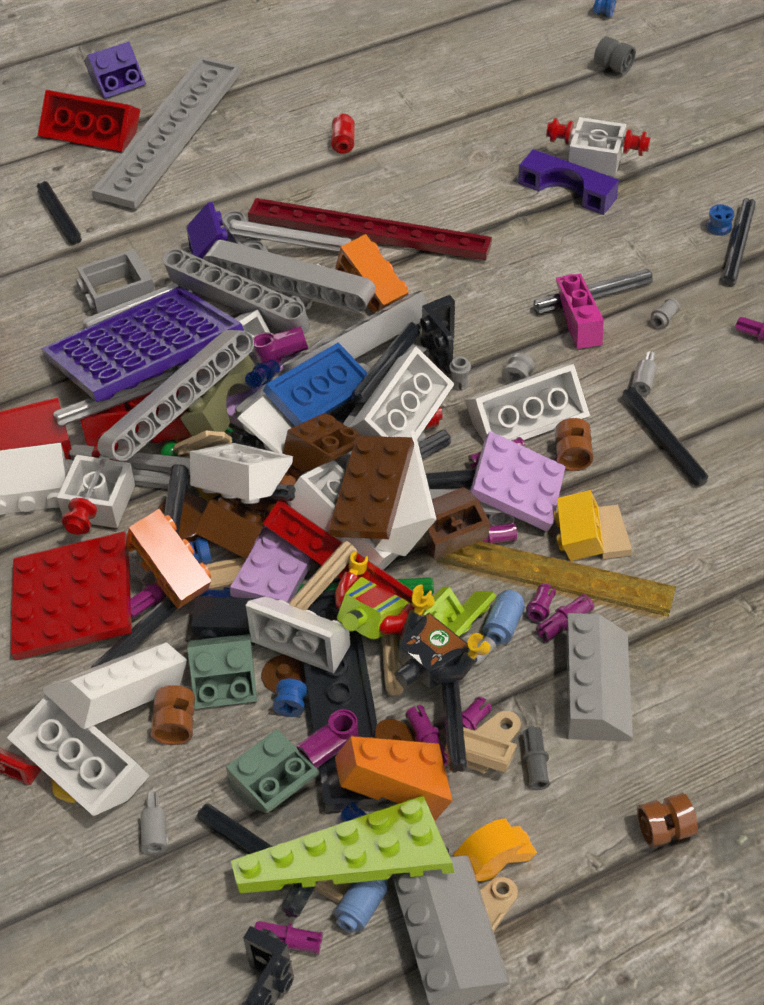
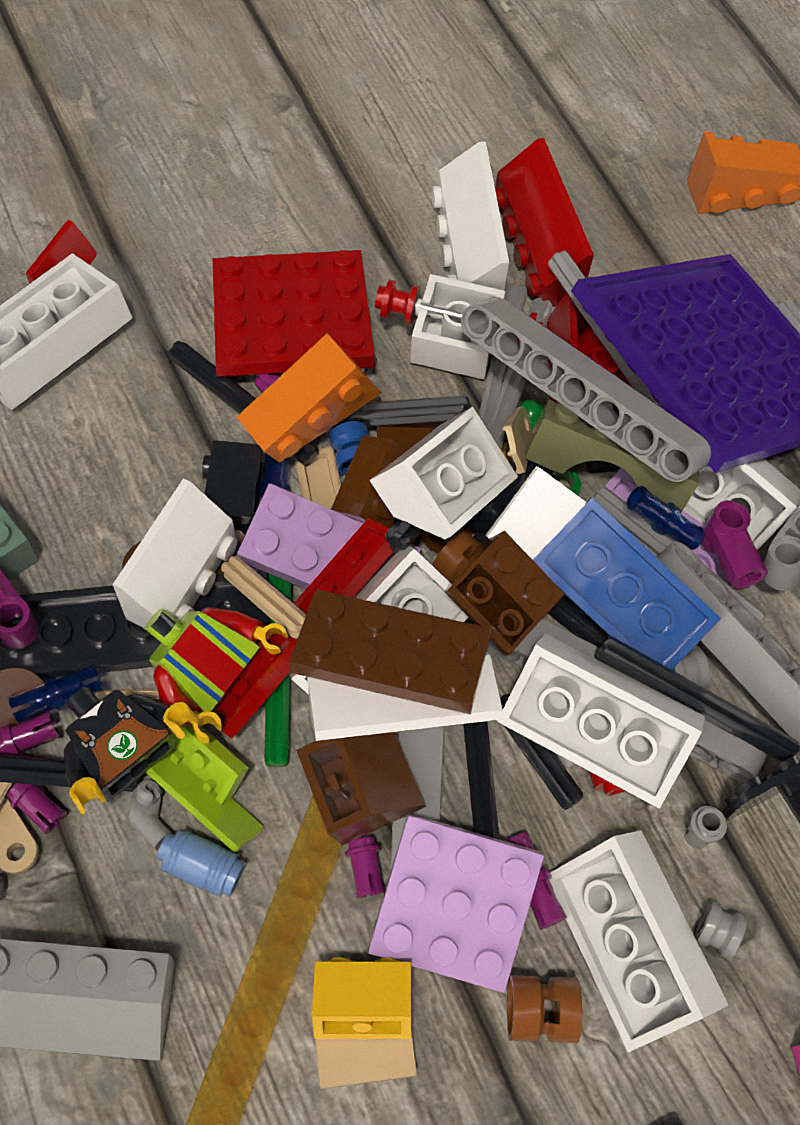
camera: 85 degrees right, 15 degrees up
(117, 684) = (126, 354): white slope -> none
(173, 715) = (73, 429): dark orange wheel -> none
(222, 671) = (147, 478): sand green slope -> none
(290, 697) = (98, 565): blue wheel -> none
(393, 708) = (53, 693): none -> clear blue pin
(538, 608) = (225, 924): magenta pin -> none
(558, 621) = (196, 960): magenta pin -> none

